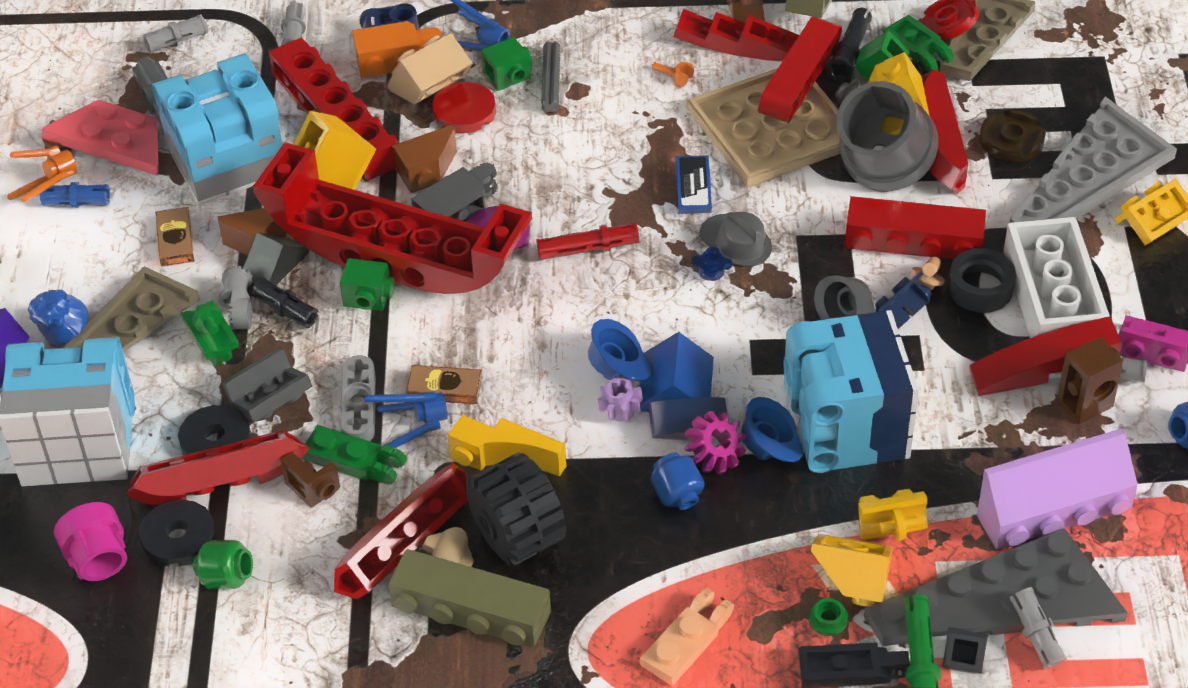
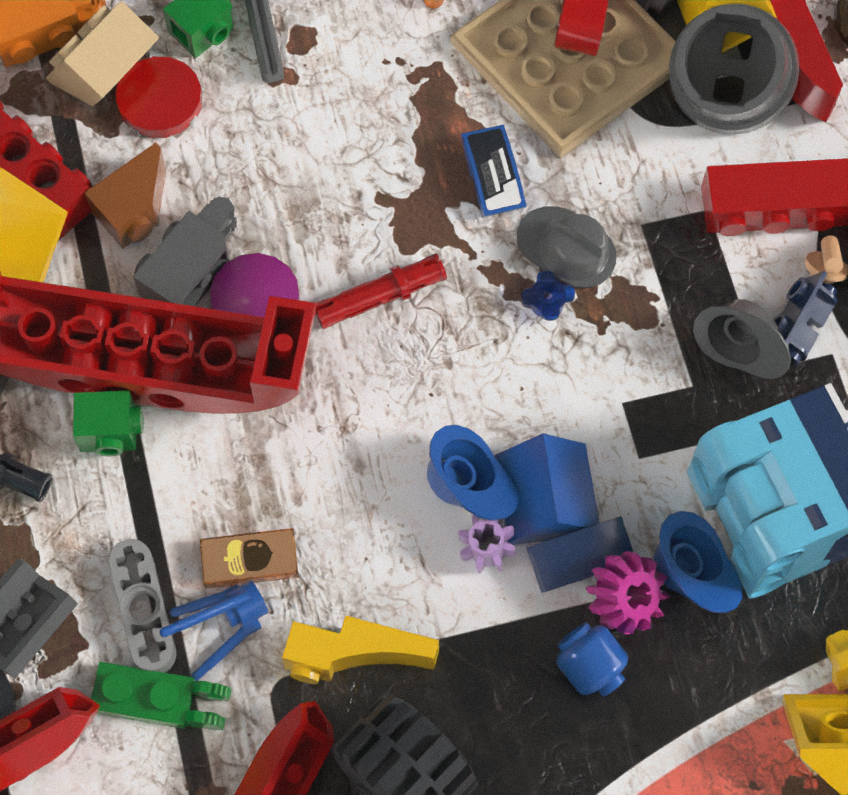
camera: 15 degrees left, 20 degrees up
(306, 482) = (104, 755): reddish brown bracket -> none

